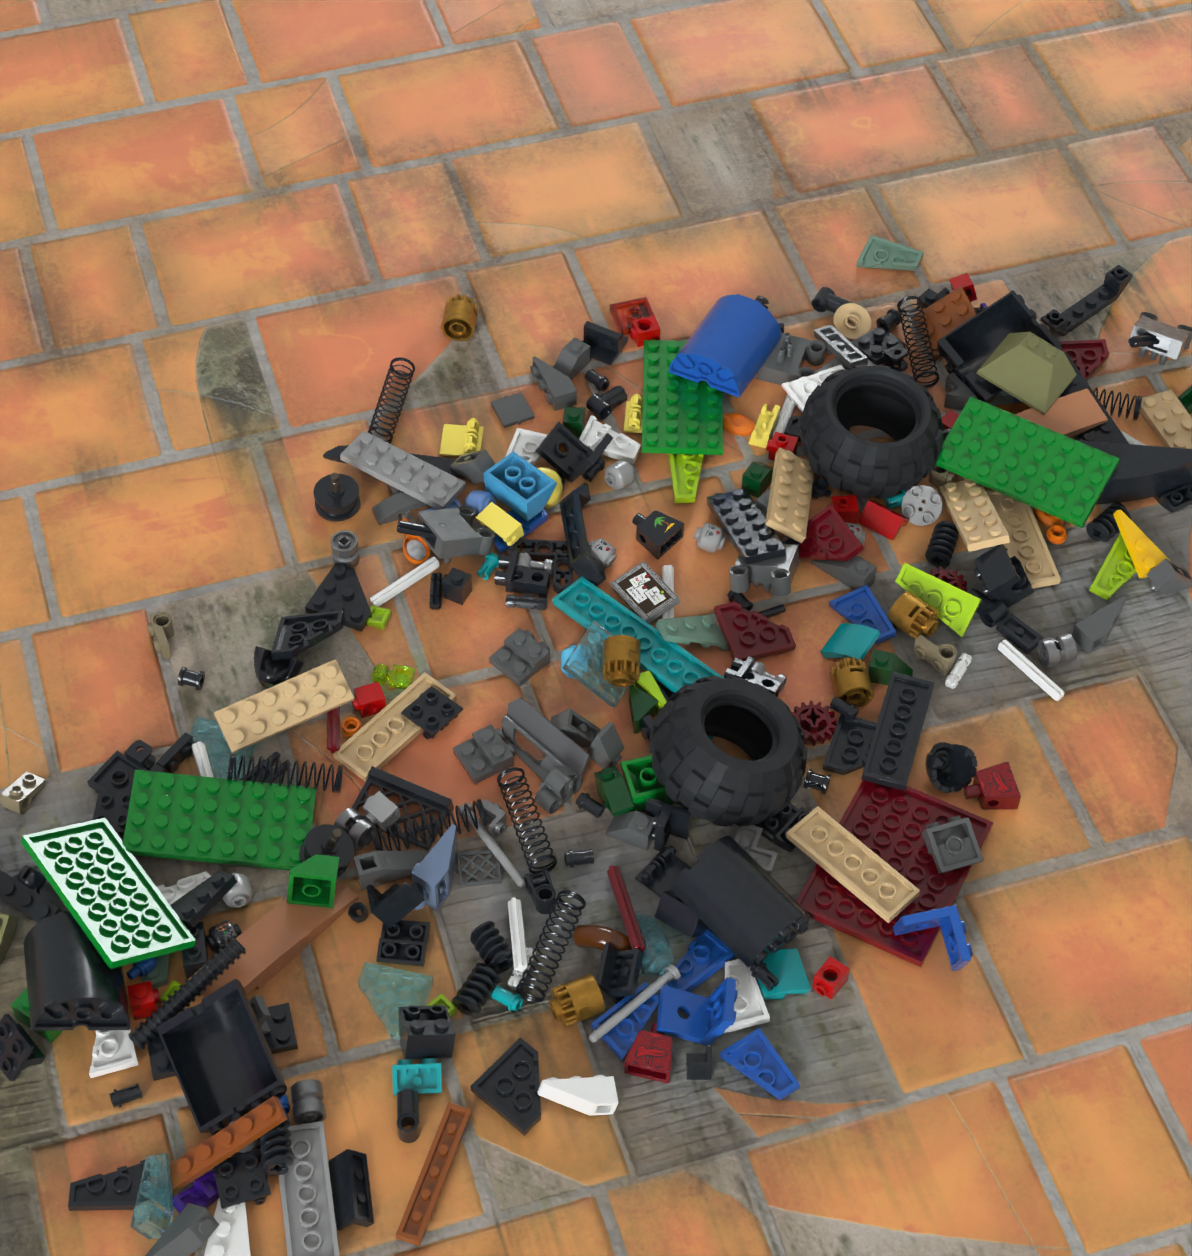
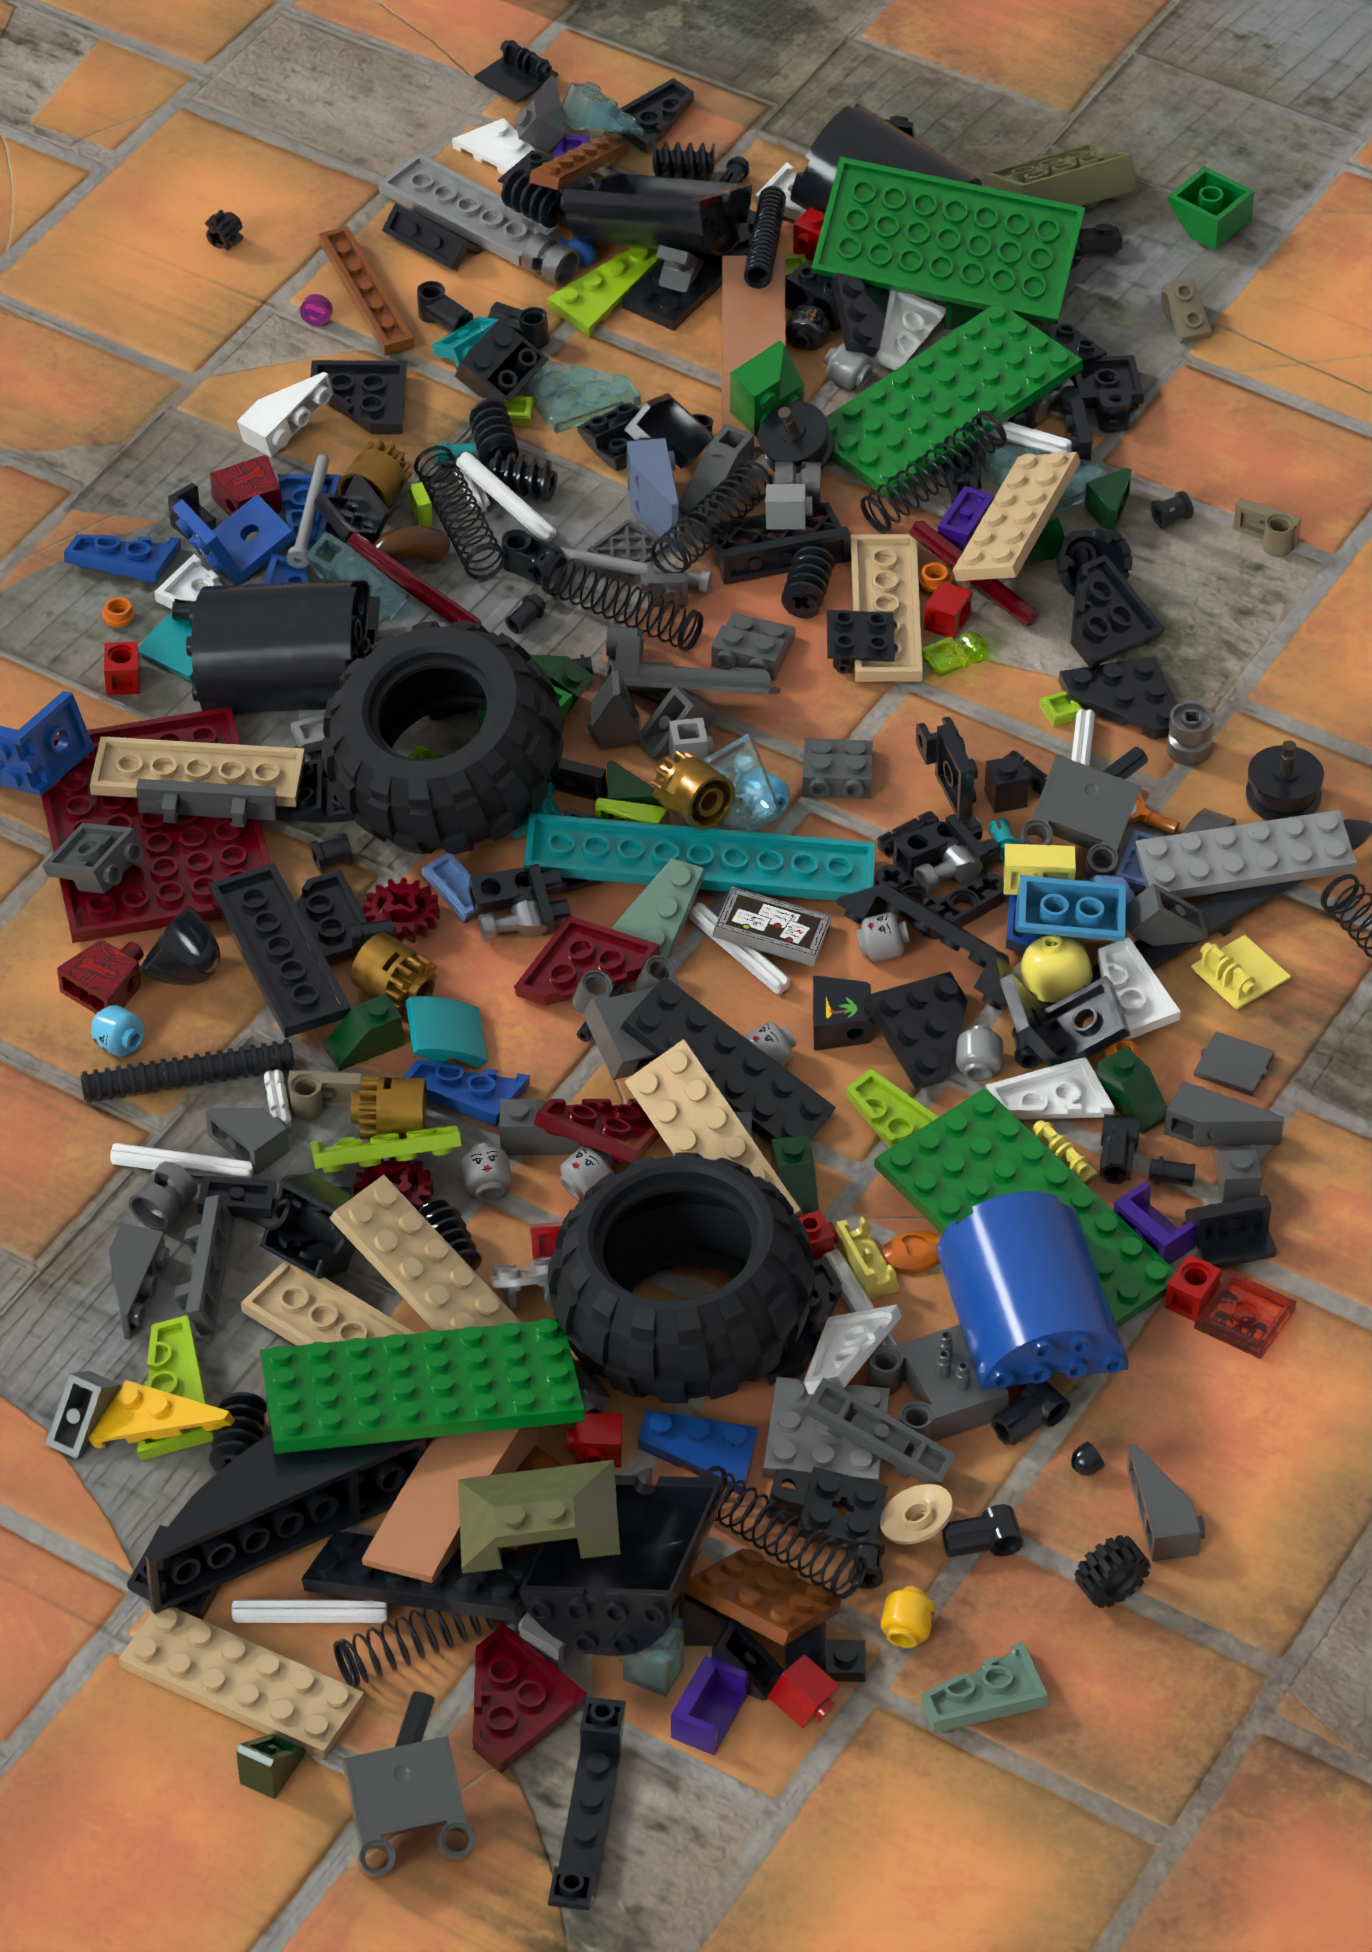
camera: 140 degrees right, 5 degrees down
(144, 1123) = (683, 161): none -> black piece
(210, 702) = (1108, 497): none -> dark green slope
(302, 740) = (964, 516): none -> dark purple panel
(310, 1061) = (598, 292): none -> lime wing
(375, 1068) = (529, 323): none -> black piece
(418, 763) = (807, 581): none -> black piece
(477, 603) = (952, 767): none -> black plate
(480, 1177) = (316, 310): none -> magenta tile
(565, 969) = (421, 505): none -> lime tile
(586, 704) = (690, 736): none -> light grey brick
(631, 362) = (1153, 1227): none -> dark purple panel
(631, 502) = (921, 1025): none -> black plate
(757, 263) = (1164, 1510): none -> dark grey slope
(798, 1019) = (118, 612): none -> orange plate
(799, 260) = (1112, 1571): none -> black tyre
(851, 824) = (207, 800): none -> dark grey hinge
(892, 564) = (486, 1171): none -> light grey head
(893, 291) = (907, 1617): none -> yellow head
(989, 656) = (249, 1134): none -> dark grey slope
(993, 710) = (186, 1071): none -> black piece
(1011, 751) = (116, 1029): none -> medium azure head
(1075, 598) = (211, 1244): none -> dark grey hinge

